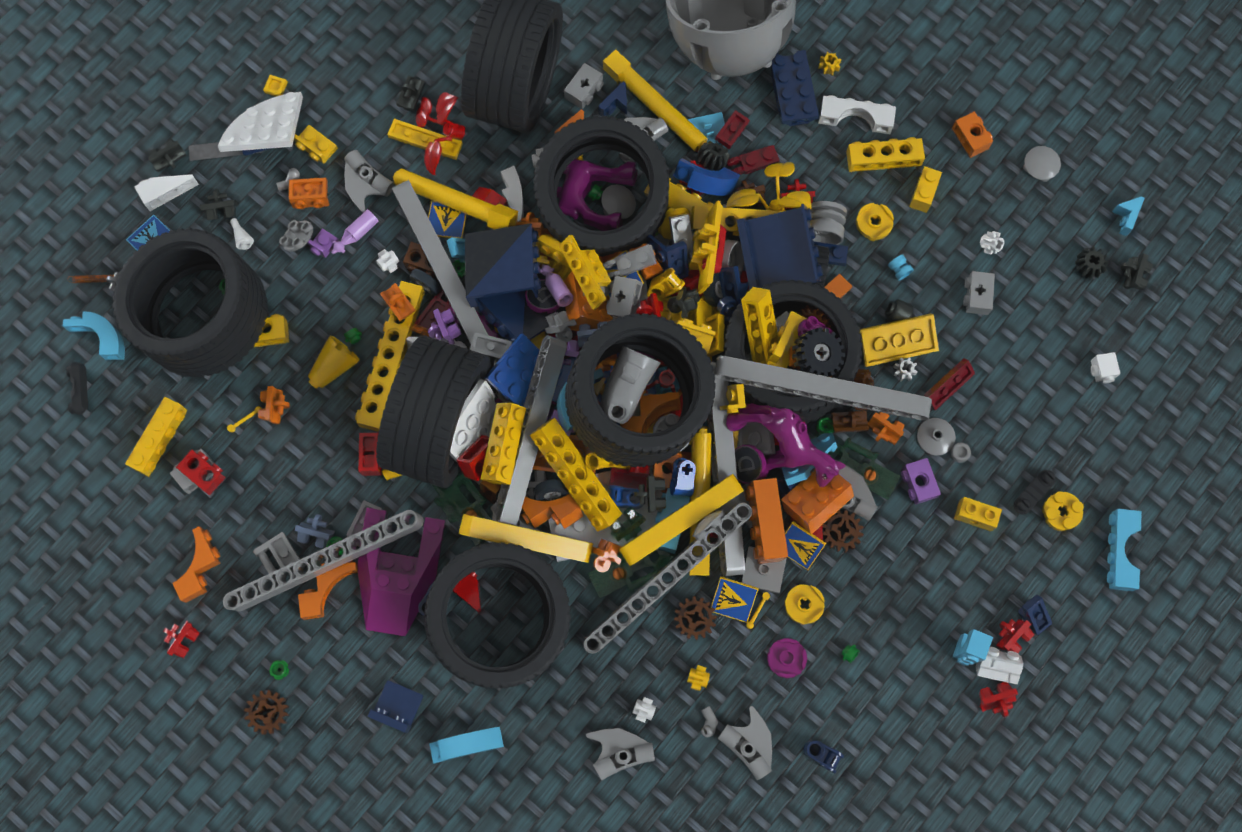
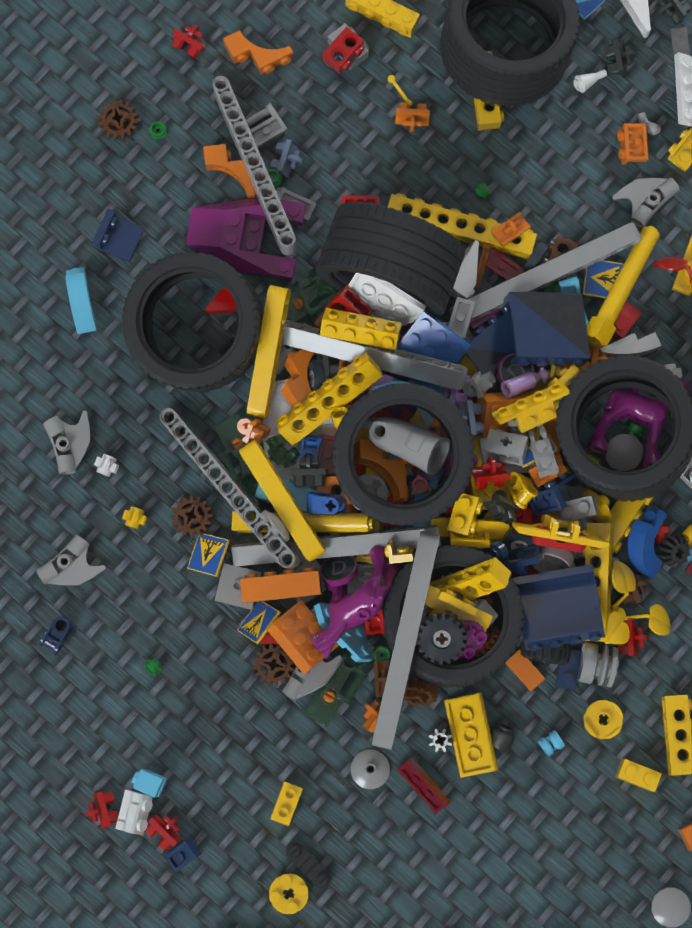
camera: 90 degrees right, 5 degrees up
(296, 235) = (587, 133): light grey dish -> none
(322, 243) = (579, 159): medium lavender bracket -> none
(331, 362) = (454, 170): yellow cone -> none
(355, 231) = (592, 190): lavender wheel -> none
(387, 261) = (559, 221): white gear -> none
(442, 329) = (485, 273): medium lavender hips -> none
(710, 724) = (92, 529): light grey arm -> none
(754, 160) = (672, 596): dark red hinge -> none
(765, 596) = (212, 587): yellow hinge -> none
(787, 658) = (151, 605): magenta tile -> none
(804, 615) = (202, 613): yellow plate -> none
(922, 470) = (313, 756): medium lavender brick -> none
(960, 452) = (352, 792): light grey tile -> none
(984, 284) = (531, 831): light grey brick -> none
(992, 242) = (577, 842): white gear -> none

